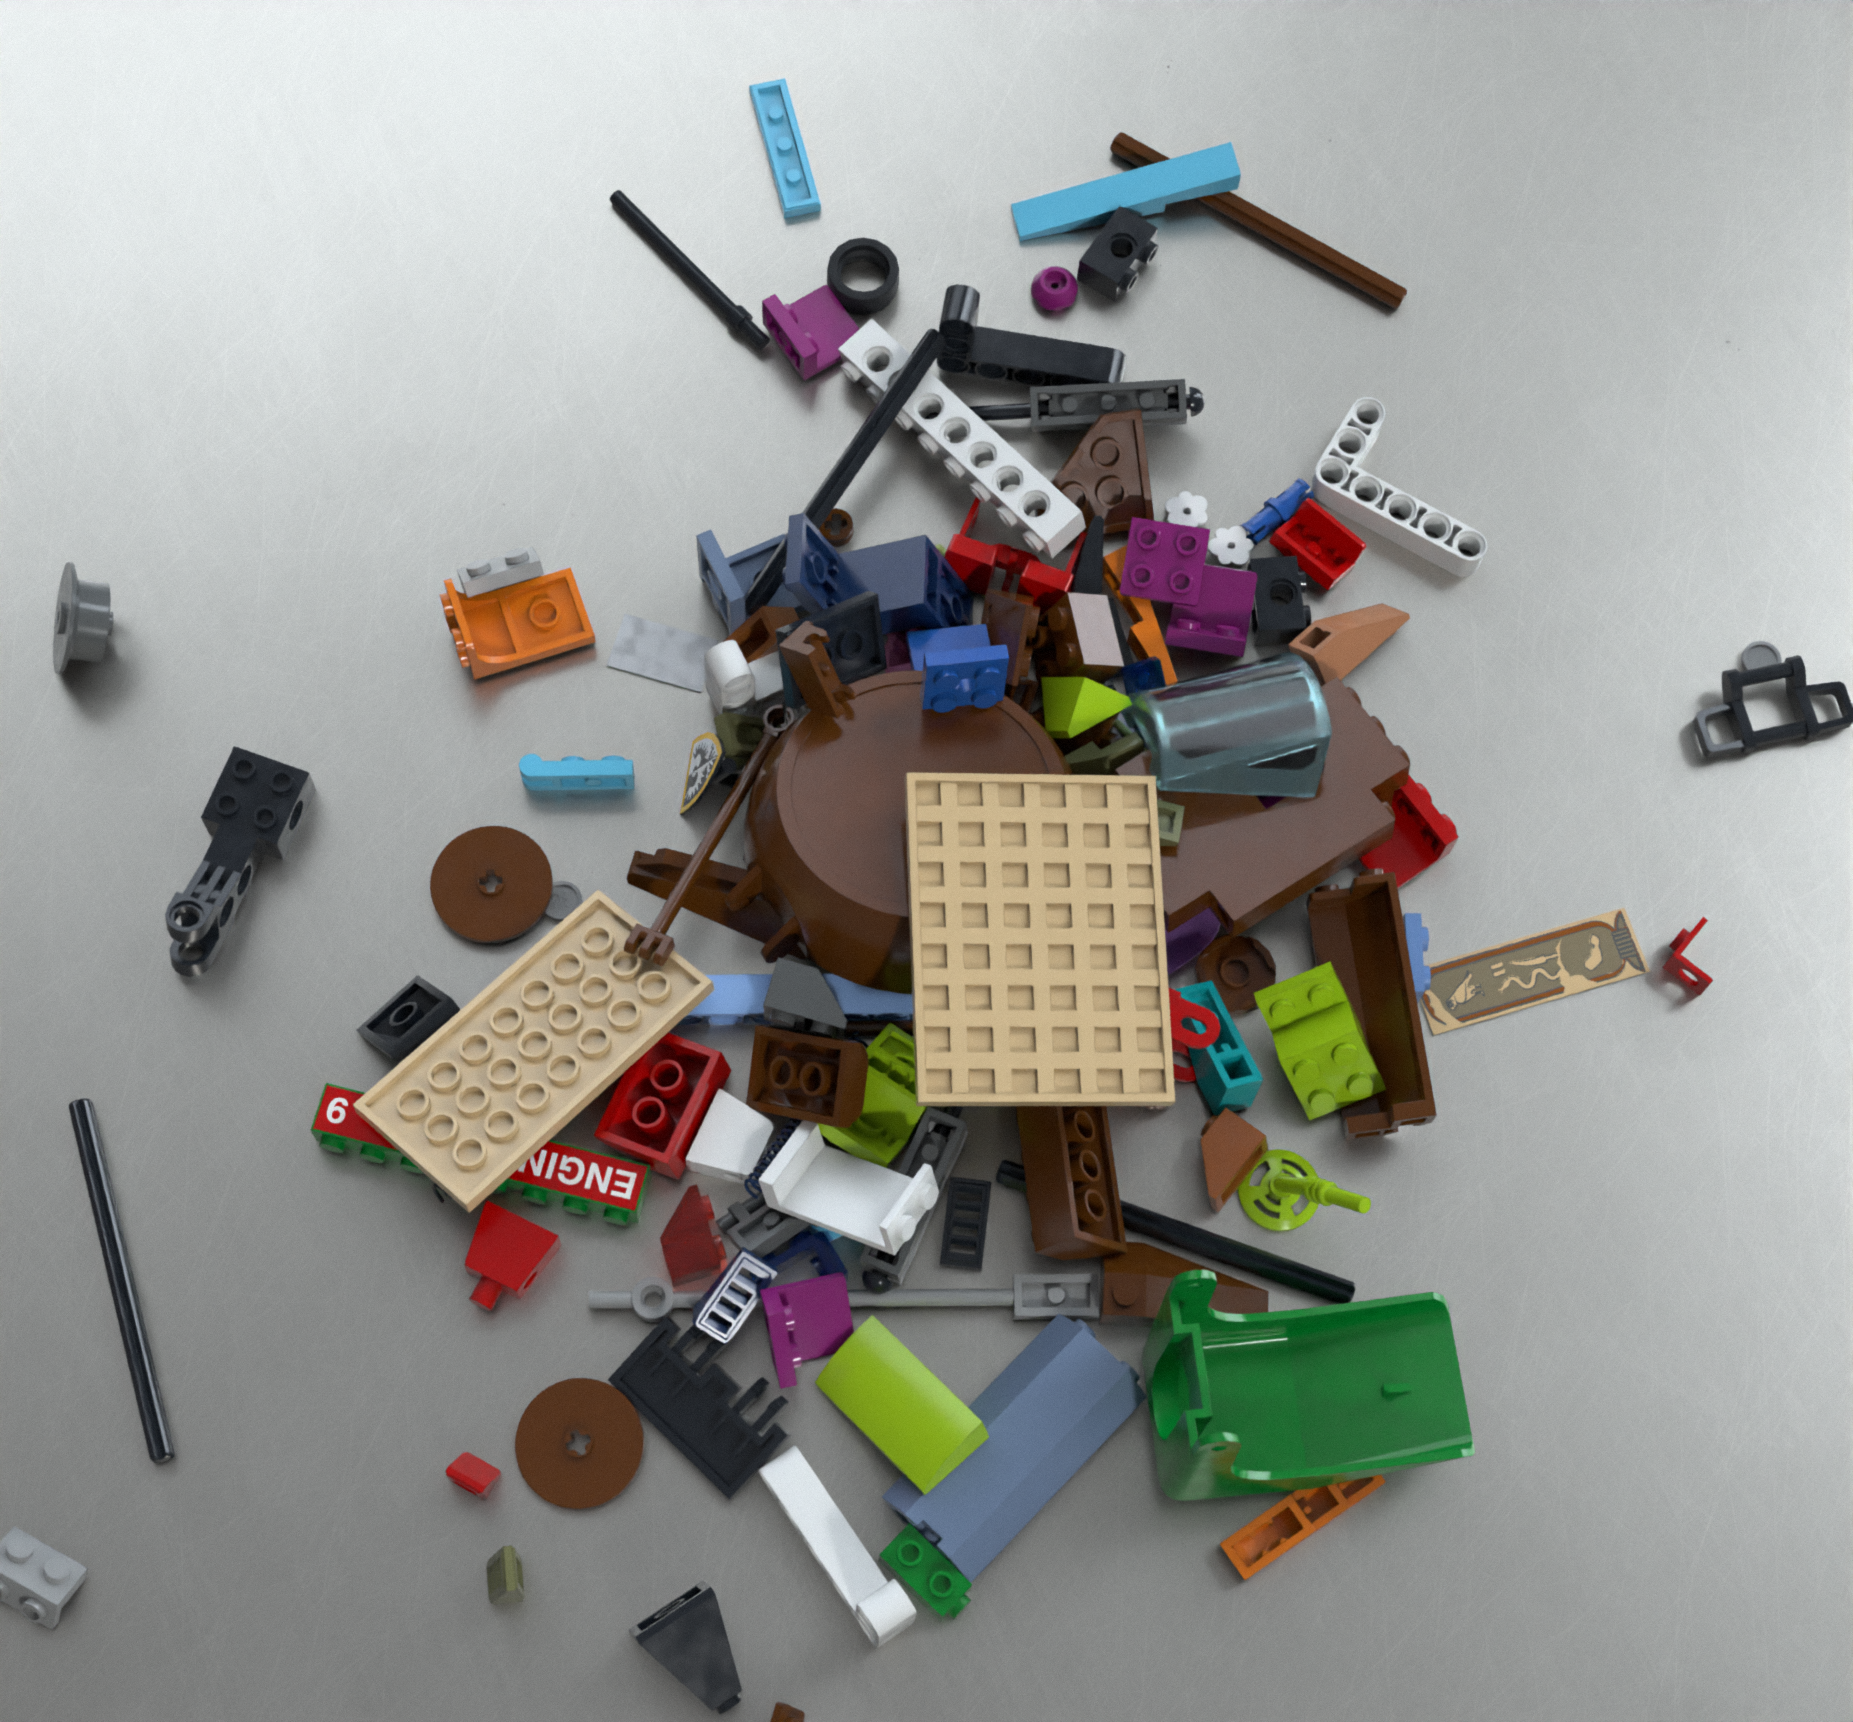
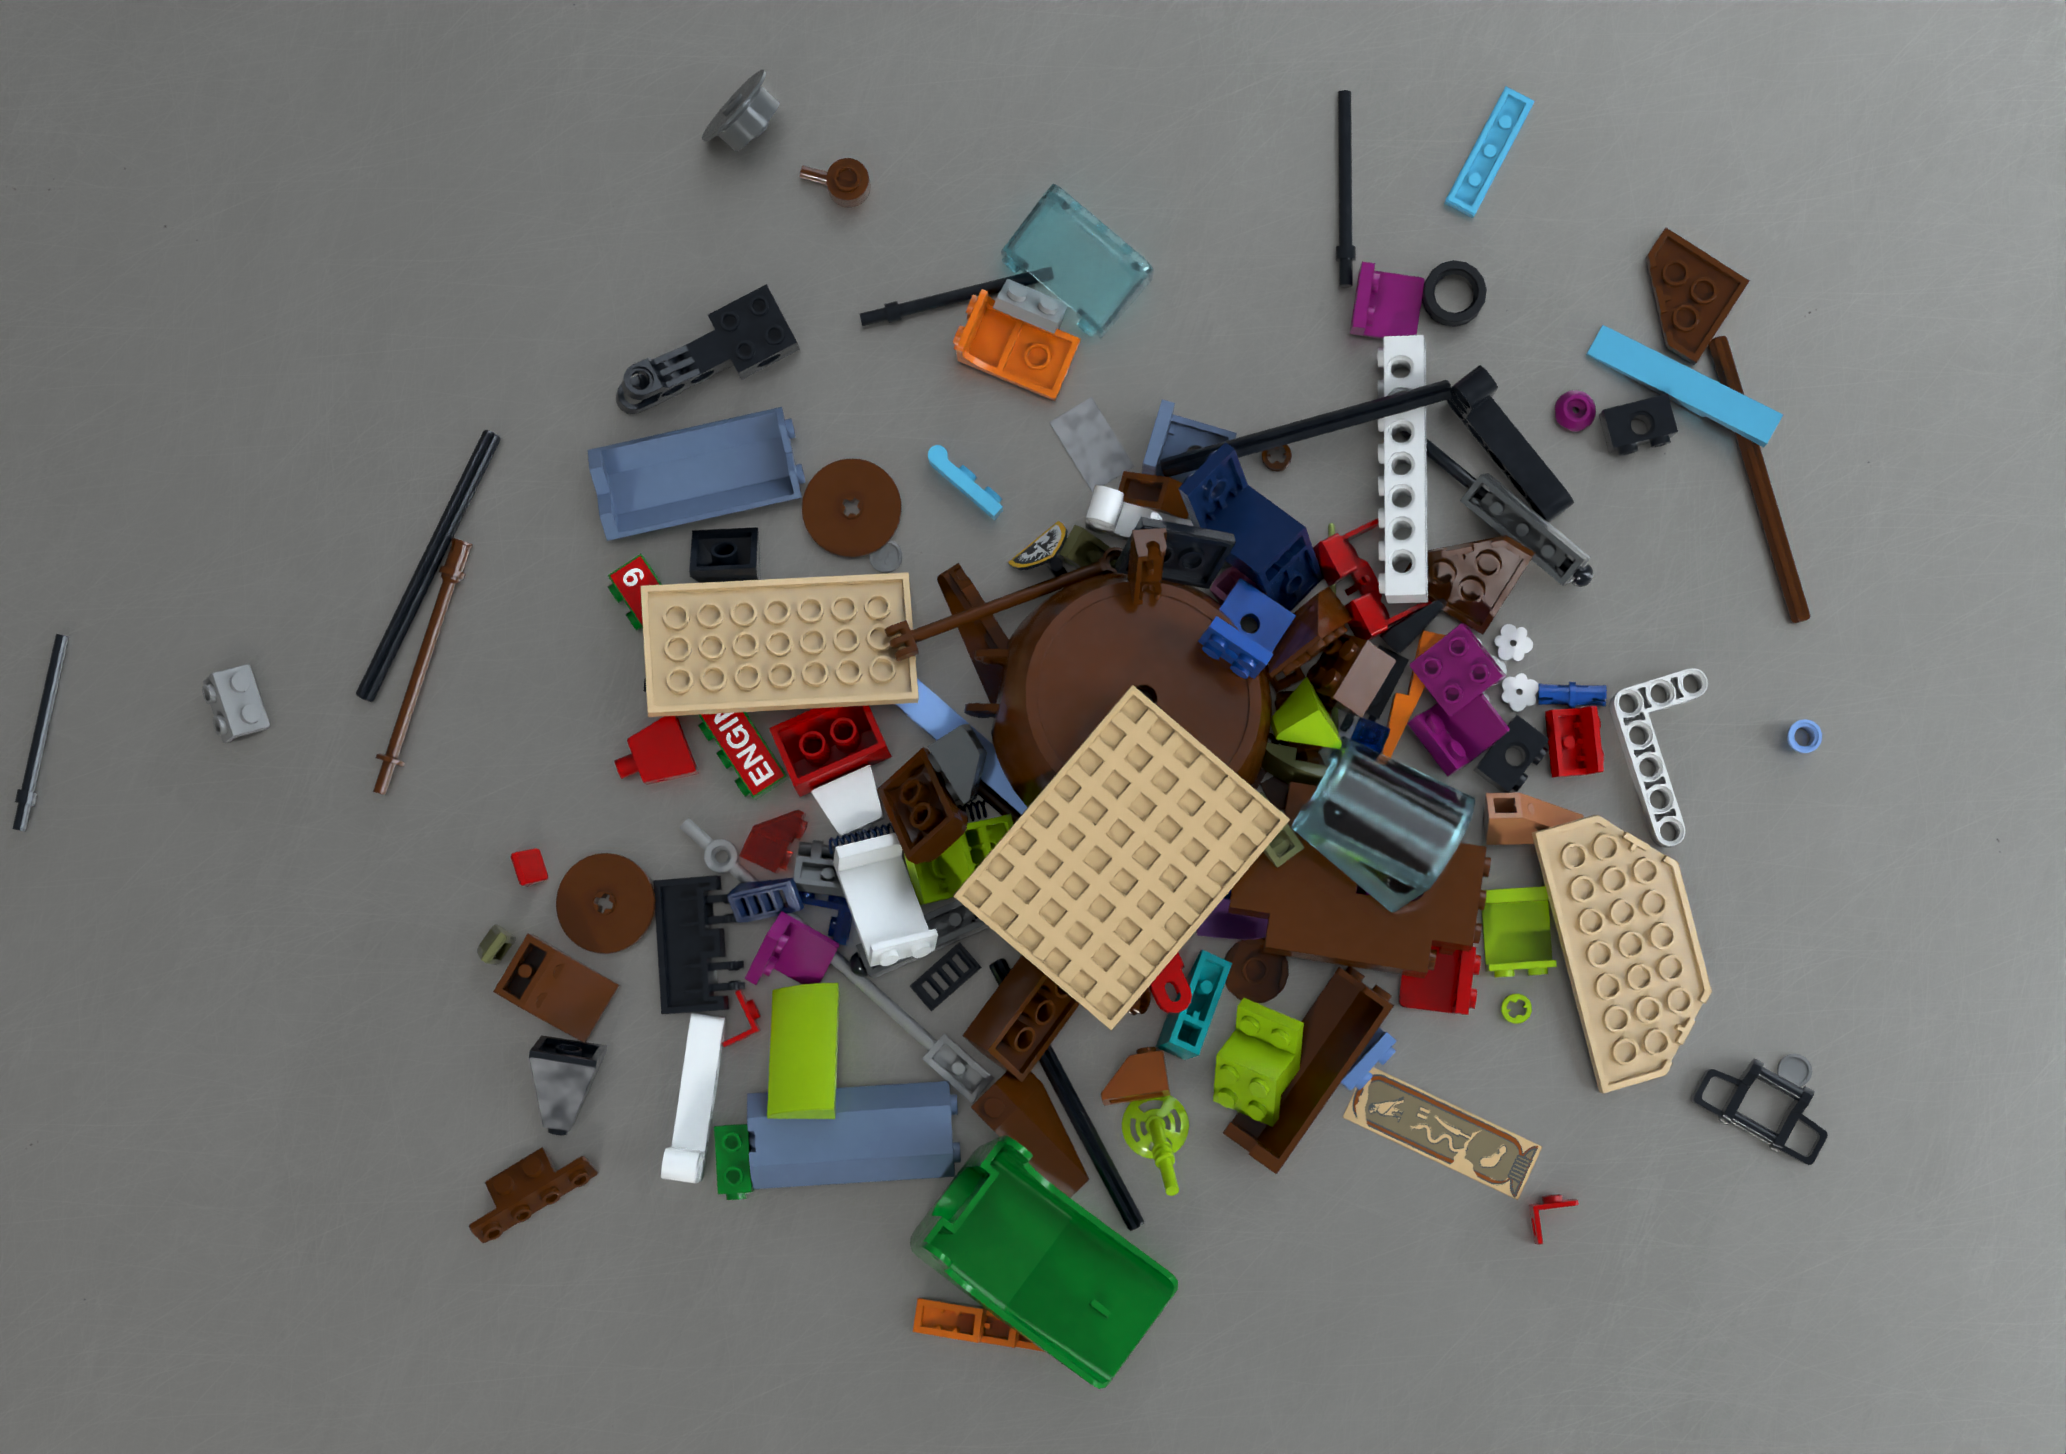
camera: 55 degrees right, 15 degrees up
(151, 1264) = (451, 574): none -> reddish brown bar
(230, 610) = (845, 179): none -> reddish brown piece
(313, 972) = (695, 473): none -> sand blue panel
(377, 682) = (894, 311): none -> black bar
(507, 498) = (1078, 260): none -> clear light blue windscreen
(603, 1564) = (556, 988): none -> reddish brown slope
(815, 1419) = (752, 1013): none -> red bracket
(1060, 122) = (1690, 293): none -> reddish brown plate
(1432, 741) = (1517, 931): none -> lime panel
(1494, 798) = (1518, 1018): none -> lime bush
(1500, 375) = (1814, 734): none -> light blue piece
(1527, 673) = (1624, 946): none -> tan plate

